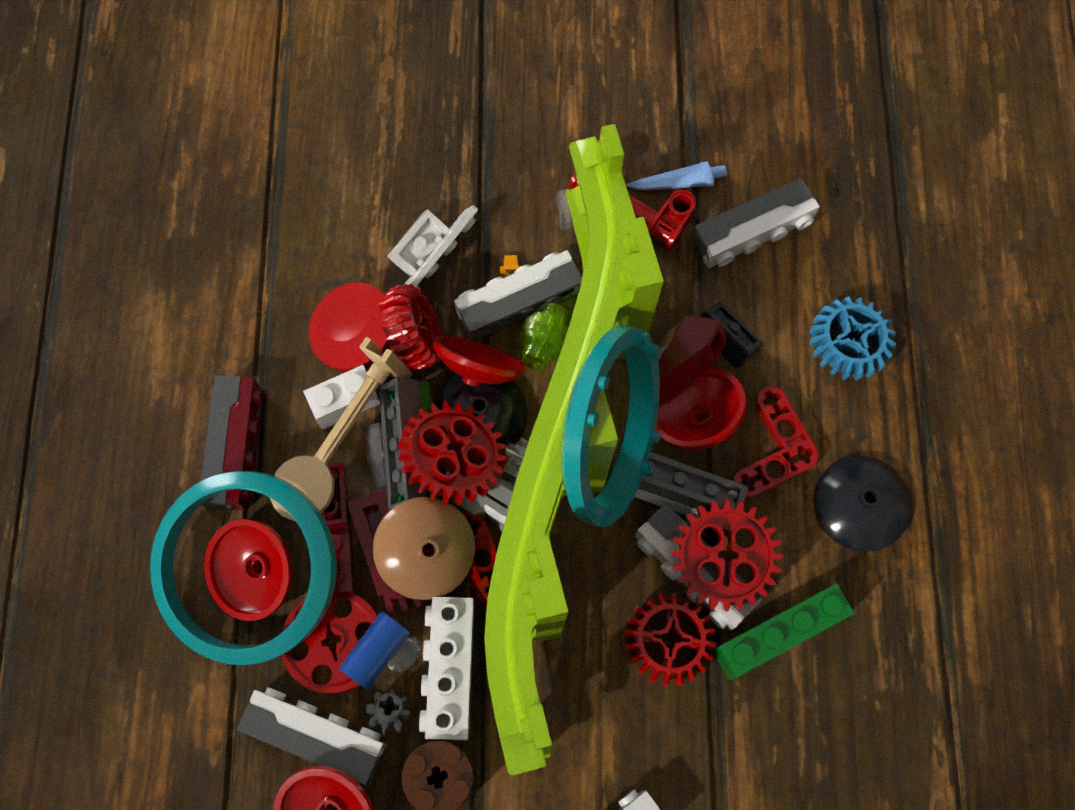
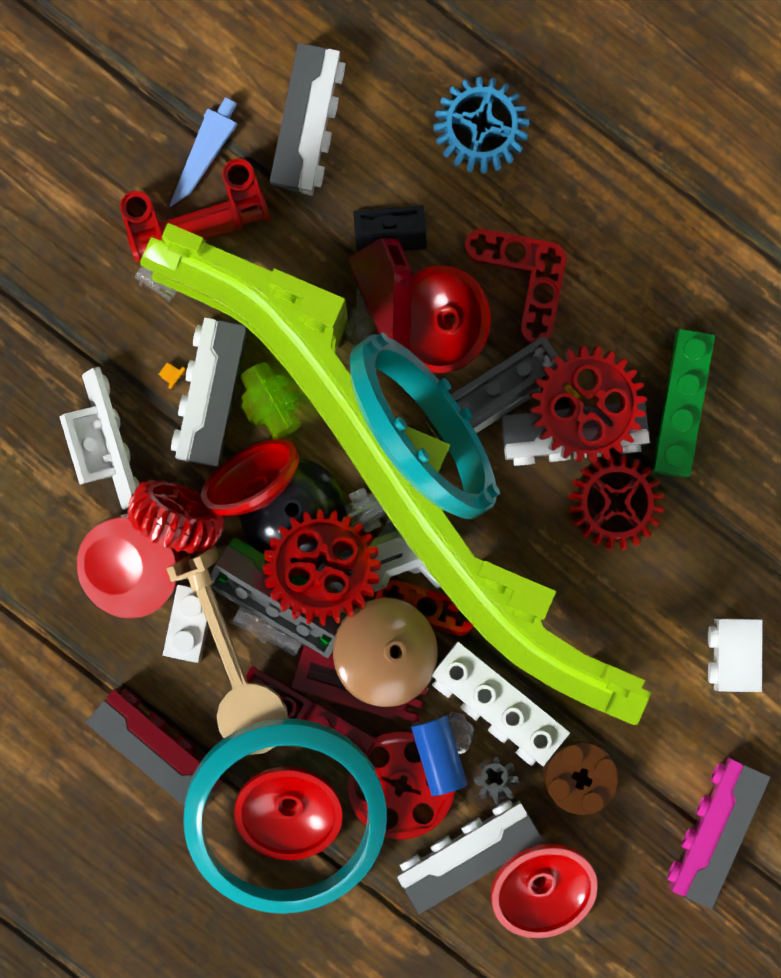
camera: 50 degrees left, 15 degrees up
(846, 513) = (621, 264): black dish -> none

